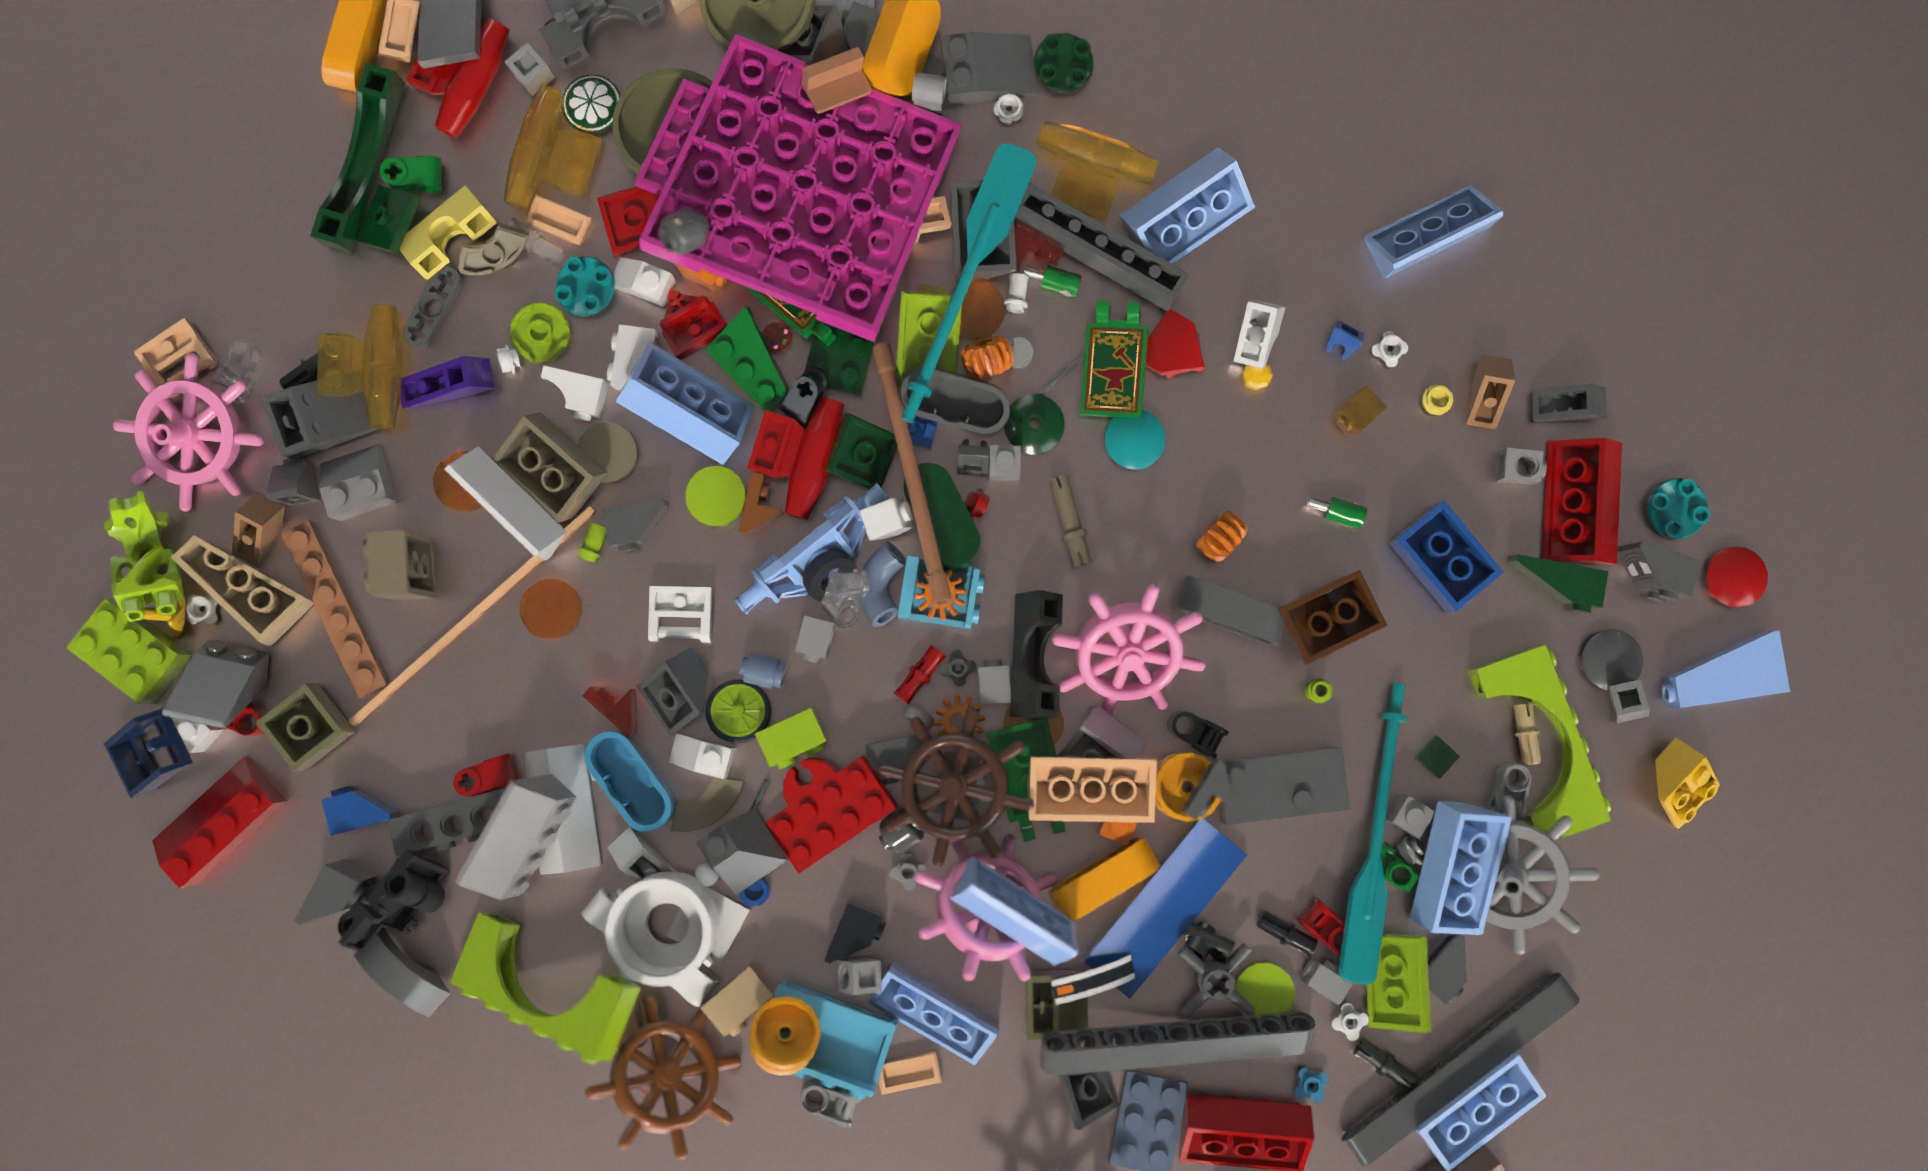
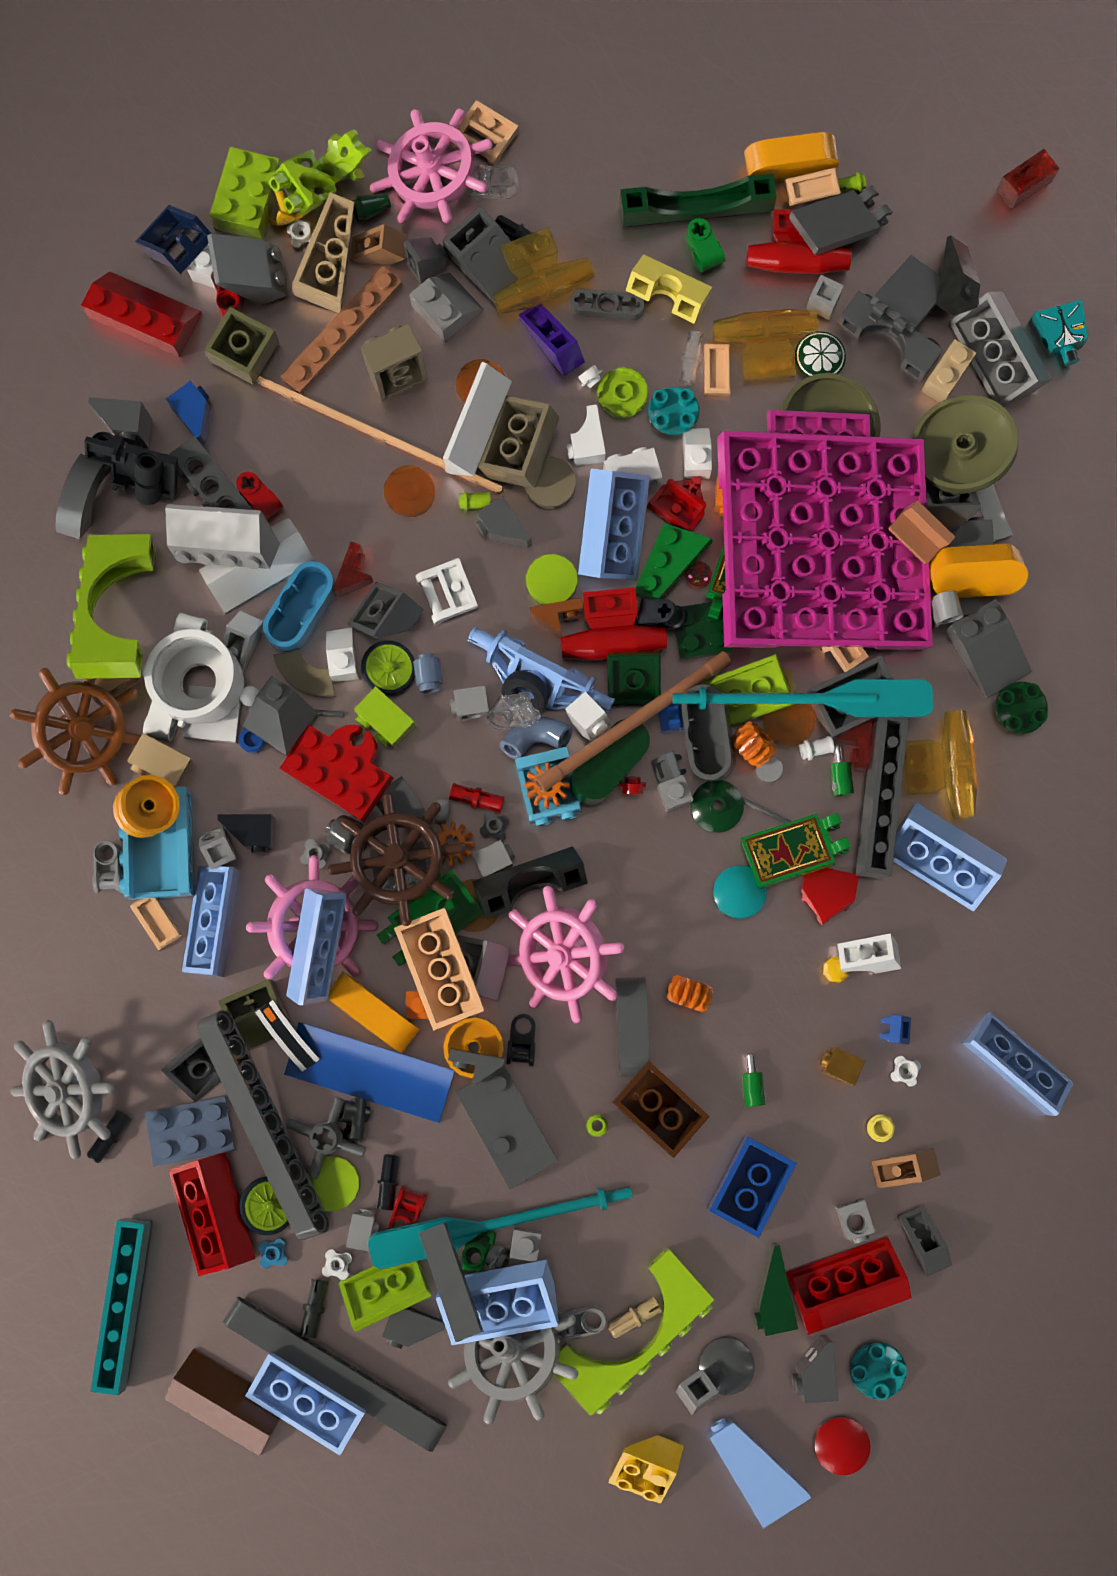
camera: 70 degrees right, 5 degrees down
(204, 519) = (370, 205): none -> dark green cone
(388, 219) = (660, 241): dark green plate -> none
(494, 253) = (668, 331): dark tan tile -> none
(626, 217) = (741, 415): red tile -> none
(683, 231) = (743, 460): dark grey head -> none
(1005, 101) = (962, 672): white plate -> none
(1070, 520) = (641, 874): dark tan pin -> none
(1261, 1078) = (261, 1208): none -> lime wheel
(1424, 910) = (451, 1282): none -> dark grey tile
(1437, 757) = (584, 1249): clear green tile -> none

